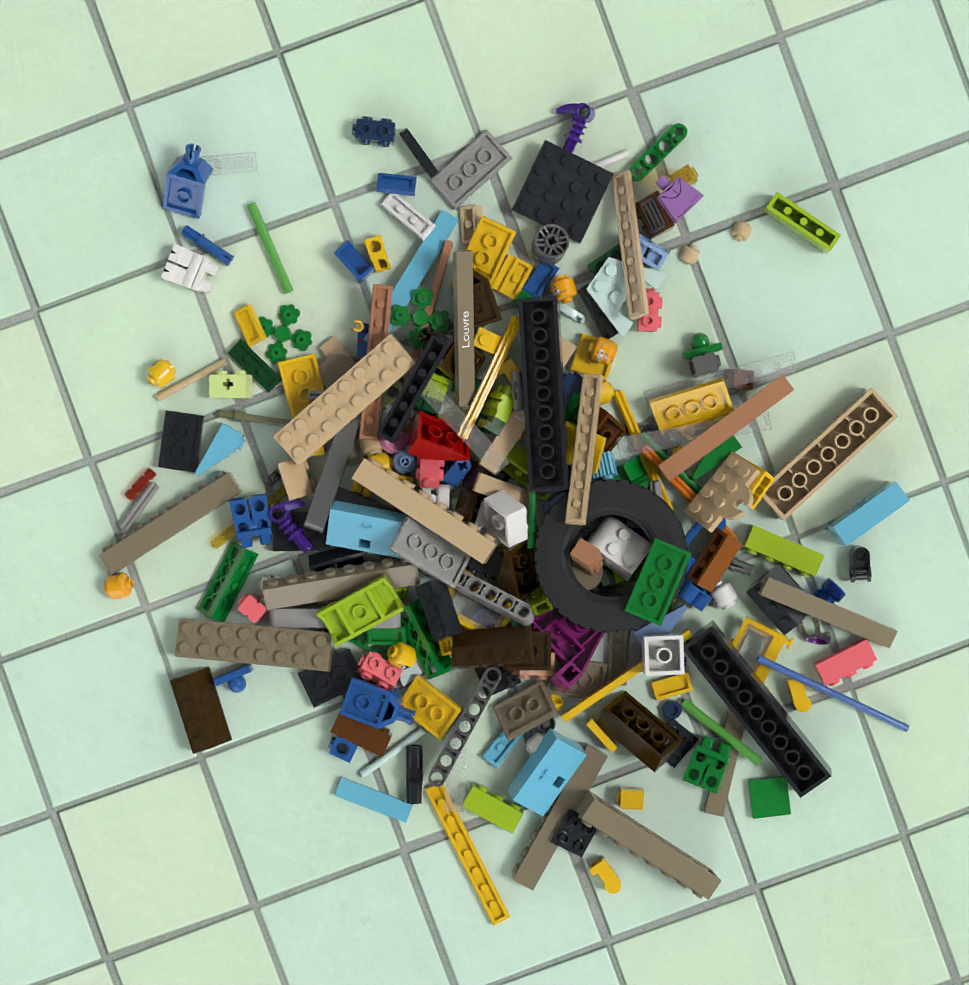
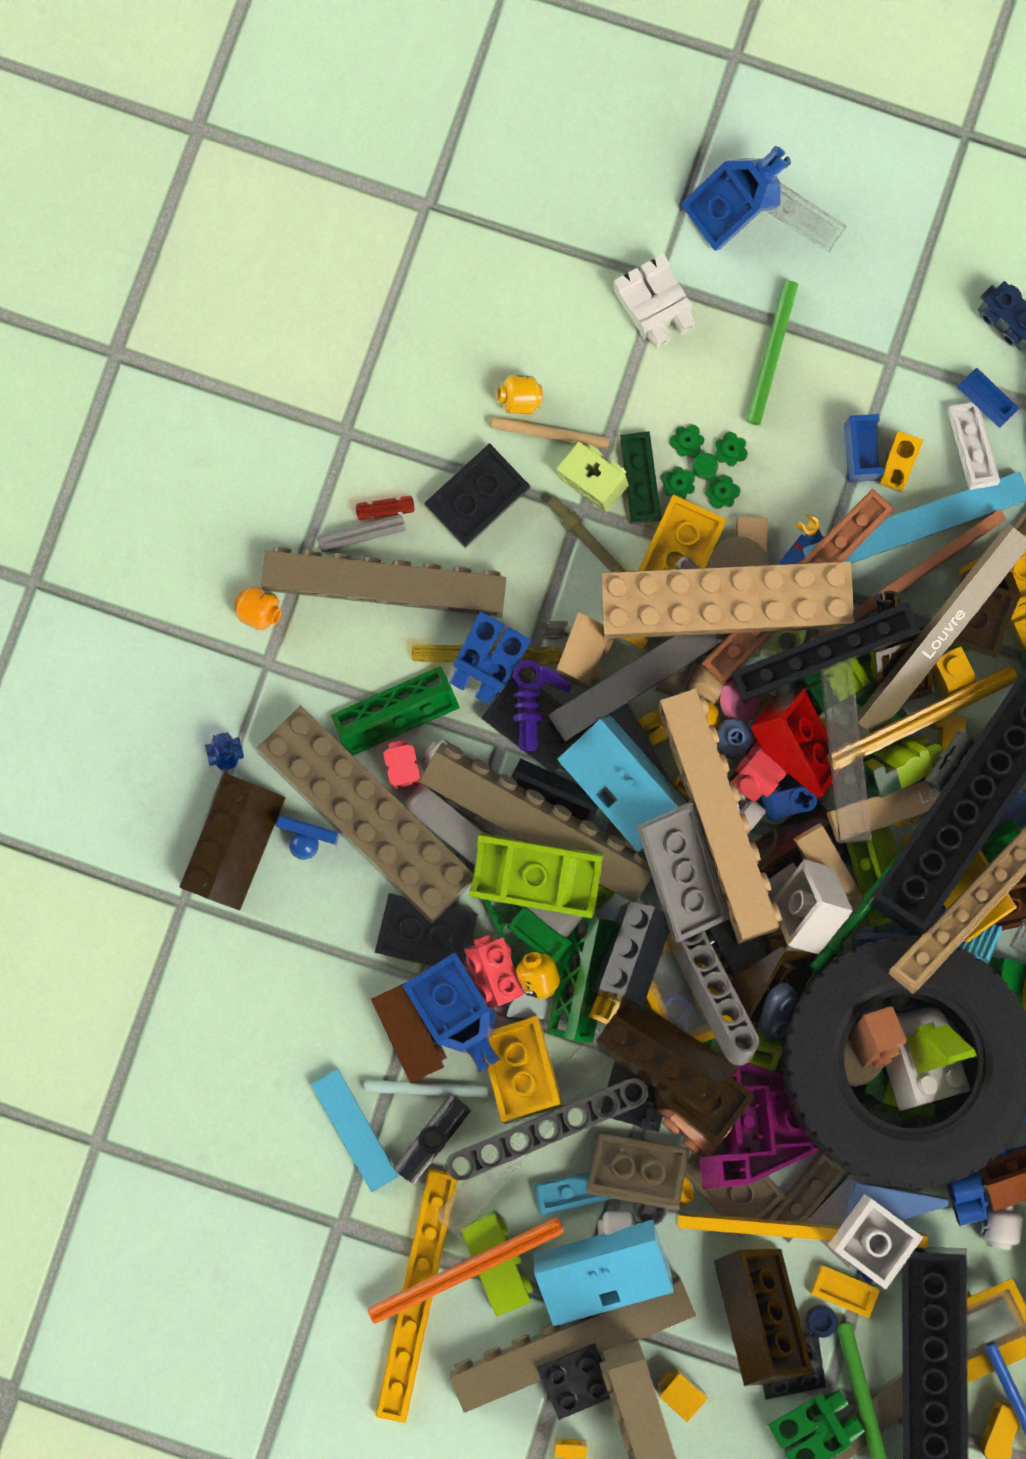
camera: 30 degrees right, 5 degrees down
(160, 669) = (224, 751): none -> clear blue gear
(207, 245) = (699, 289): blue axle -> none
(223, 445) = (522, 542): medium azure slope -> none
(250, 325) = (674, 424): yellow tile -> none
(347, 755) = (366, 1046): blue brick -> none
(420, 317) = (893, 576): green plant -> none
(479, 823) = (466, 1270): none -> orange axle
(529, 580) = (777, 1011): none -> sand blue plate
(601, 735) = (707, 1280): yellow tile -> none
(618, 540) = (937, 1047): none -> lime slope
(657, 582) = (949, 1142): green tile -> none

